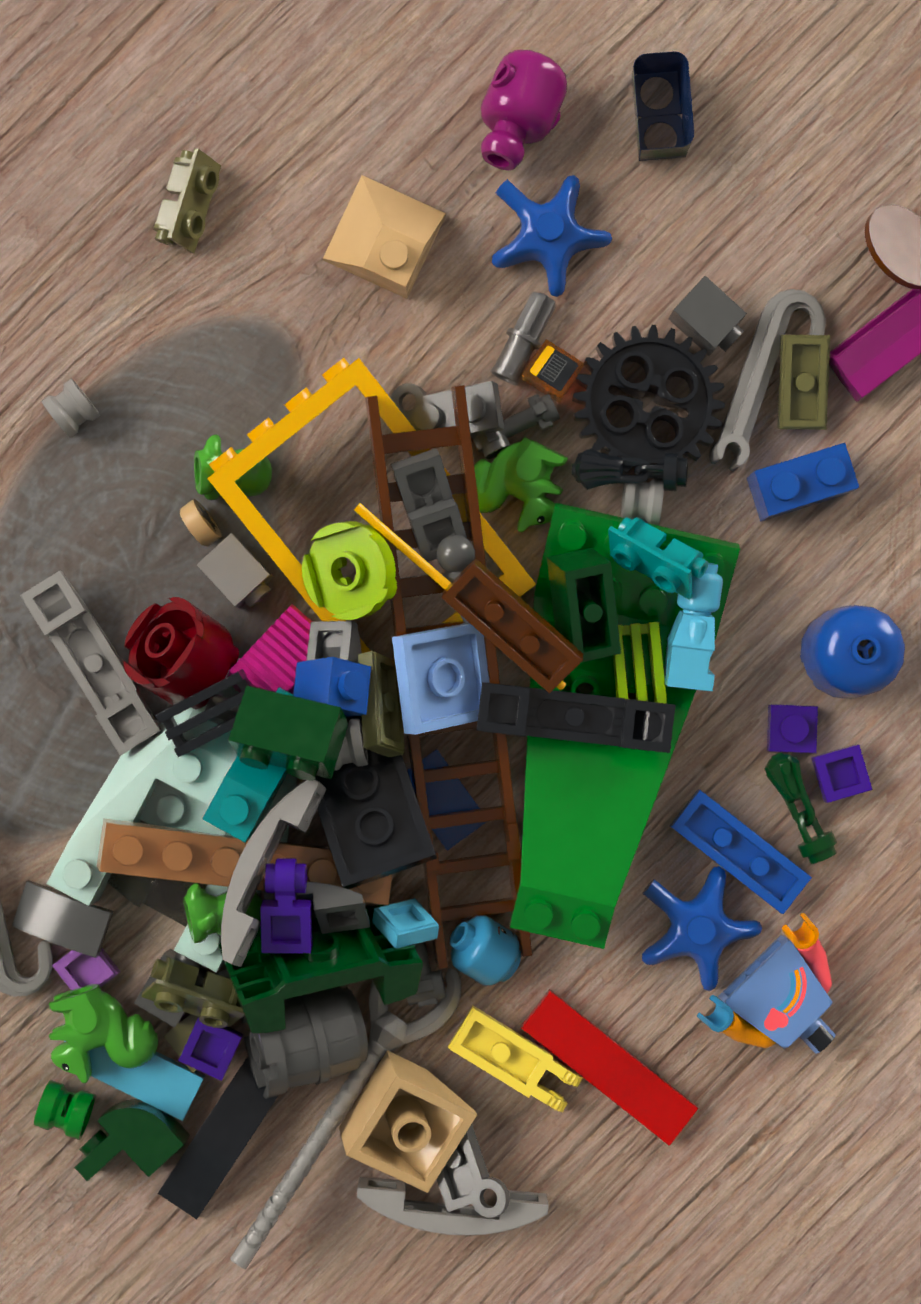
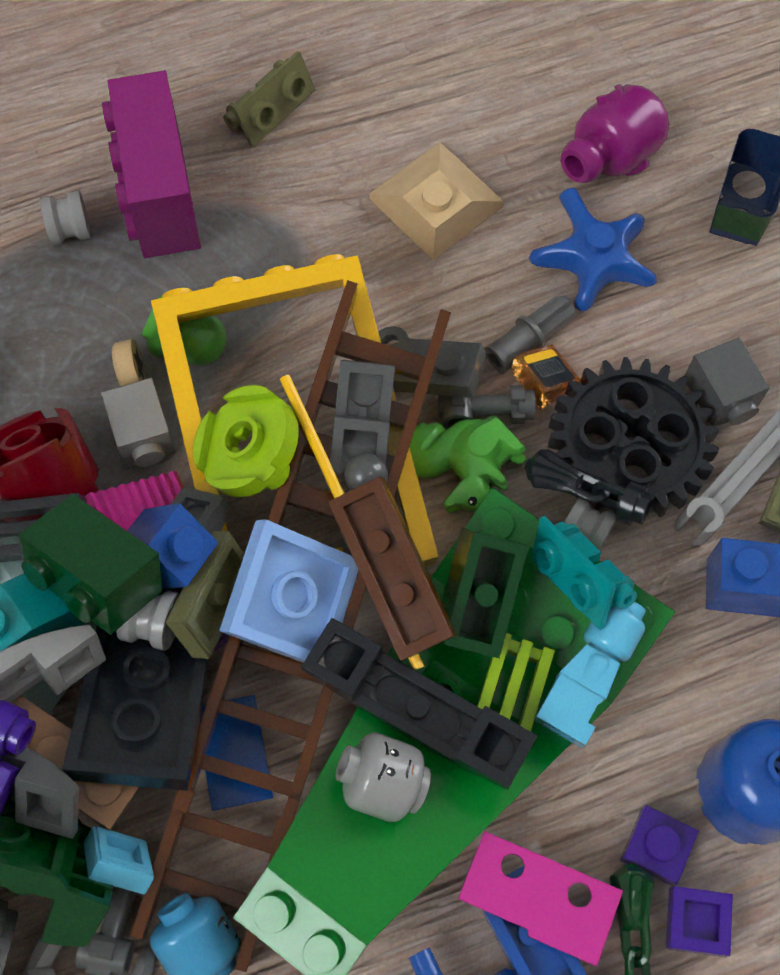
camera: 25 degrees right, 20 degrees down
(124, 329) = (150, 165): none -> magenta brick
(575, 784) = (383, 777): none -> light grey head
(720, 810) = (540, 899): none -> dark pink piece

